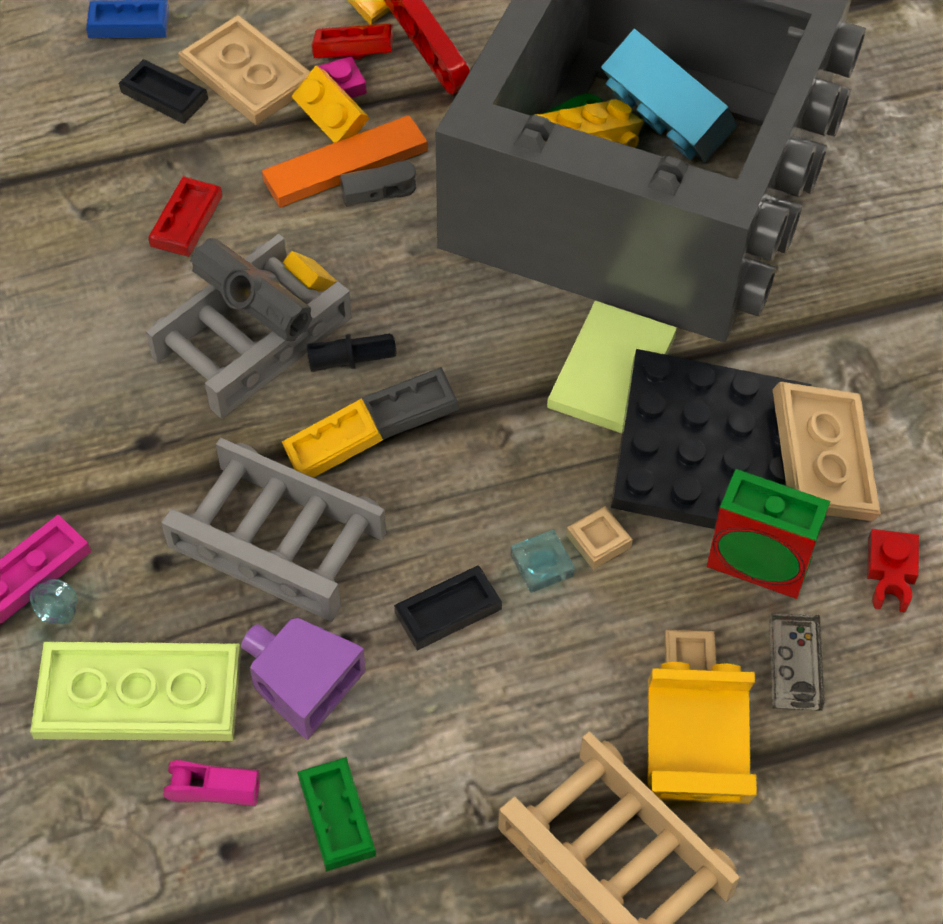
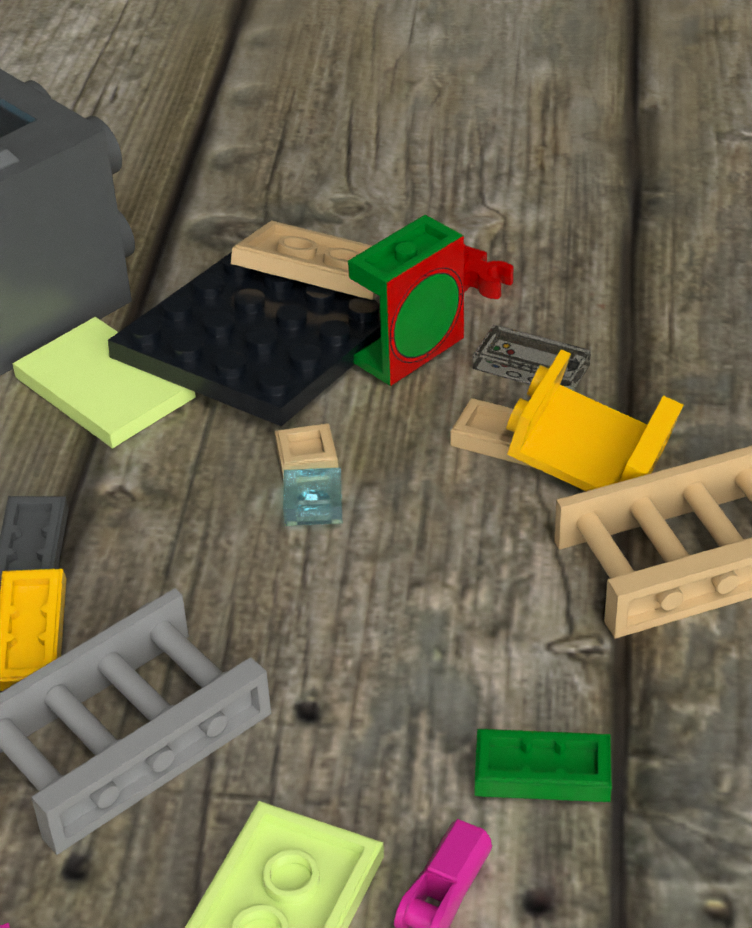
camera: 65 degrees left, 15 degrees down
(303, 671) = (339, 743): medium lavender torso -> none
(447, 607) = (319, 598): black tile -> none

